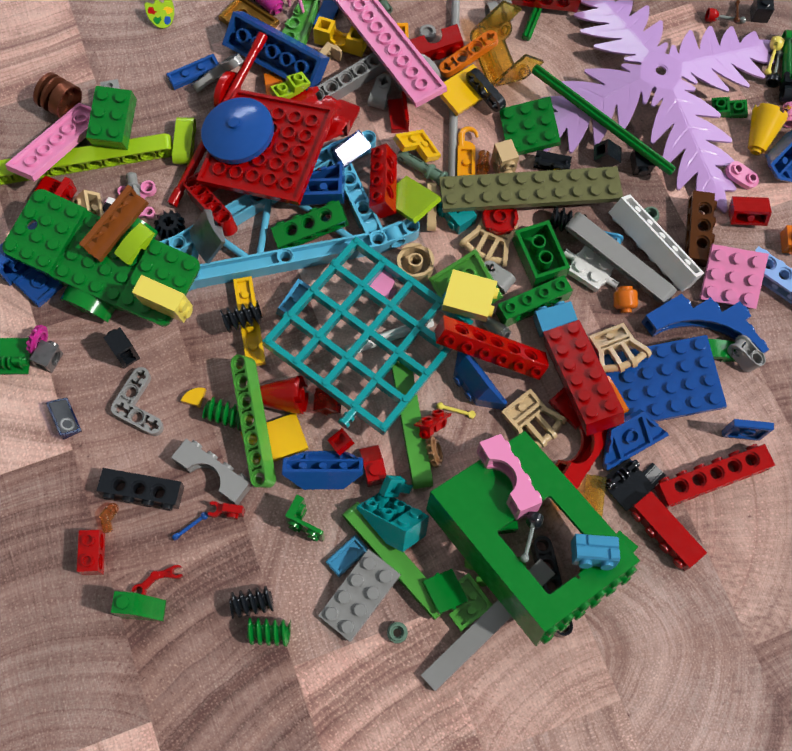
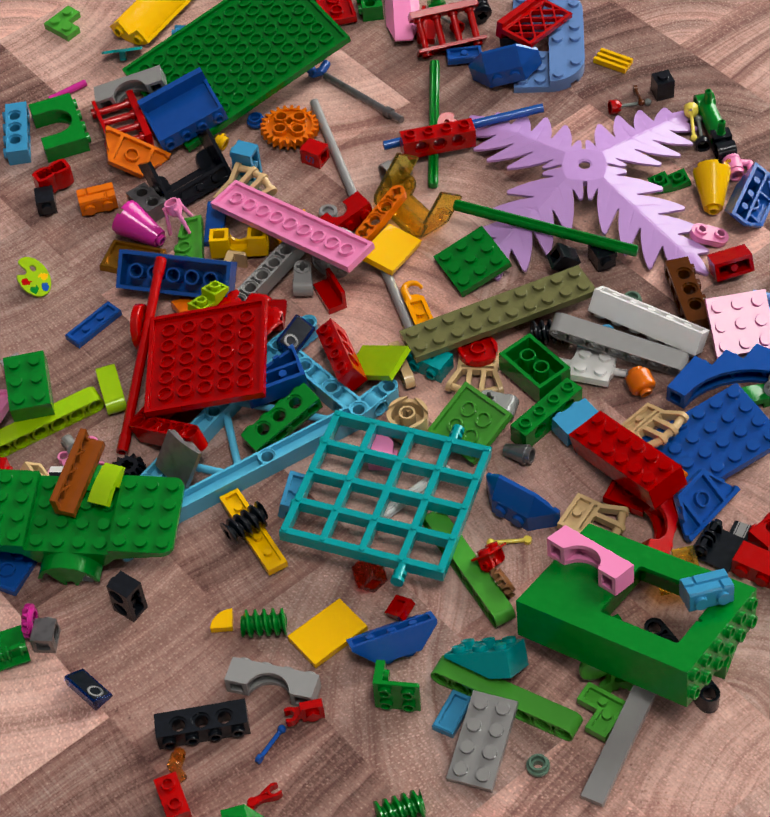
camera: 10 degrees left, 20 degrees down
(130, 402) = (158, 654): light grey beam -> none
(163, 299) = (161, 519): light yellow brick -> none
(227, 65) = (134, 298): light grey beam -> none
(237, 130) = (170, 352): blue dish -> none
(251, 601) = (368, 786): black piece -> none
(257, 429) = (306, 619): bright green beam -> none
(286, 395) = (319, 584): red cone -> none
(373, 465) = (450, 621): red slope -> none
(393, 486) = (474, 625): teal plate -> none
(417, 141) = (362, 310): yellow plate -> none
(429, 170) = (384, 333): sand green pin -> none
(445, 591) = (571, 704): green piece -> none
(470, 295) = (479, 422): light yellow brick -> none
(483, 162) = (437, 306): clear orange axle -> none
(491, 347) = (521, 462): red brick -> none
(493, 97) = (397, 233): black beam -> none
(504, 157) = (458, 292): tan brick -> none
(534, 521) = (634, 591): hinge -> none
(551, 161) = (506, 283): black hinge -> none

